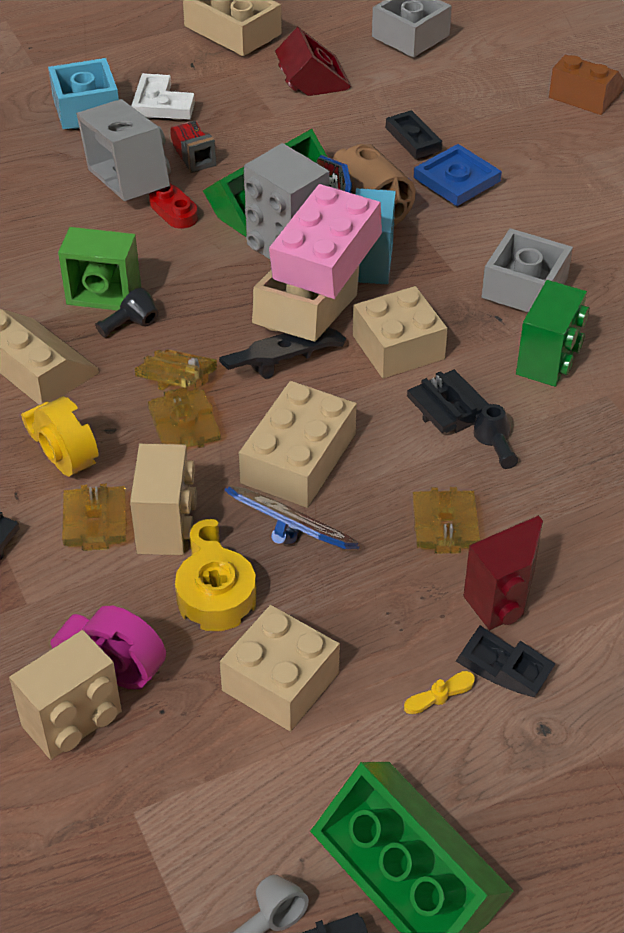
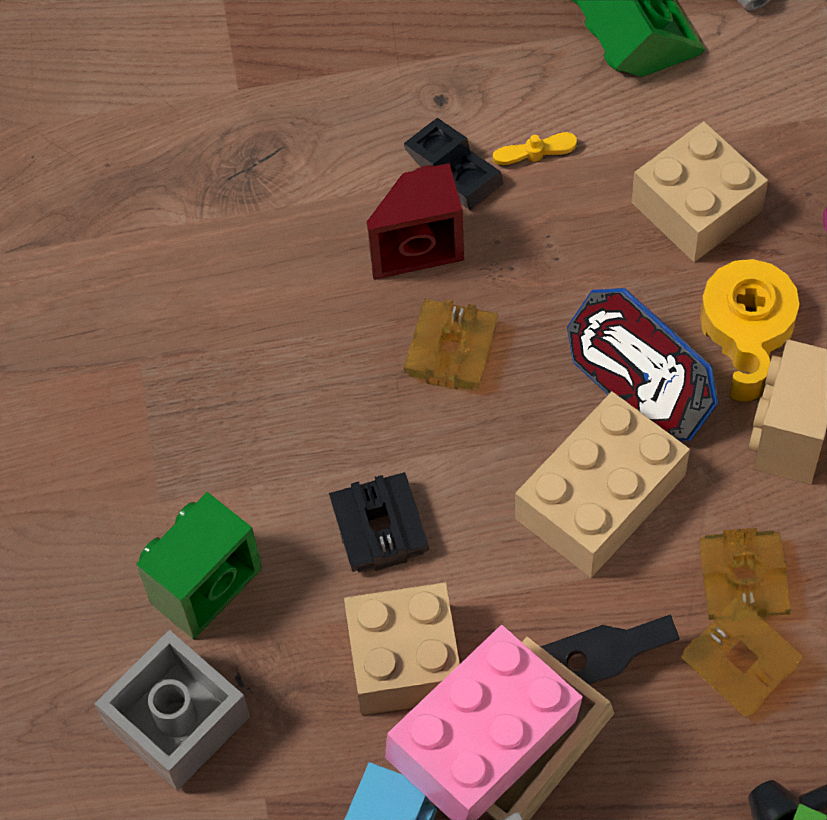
camera: 160 degrees left, 15 degrees up
(493, 429) = (330, 480): black bar -> none

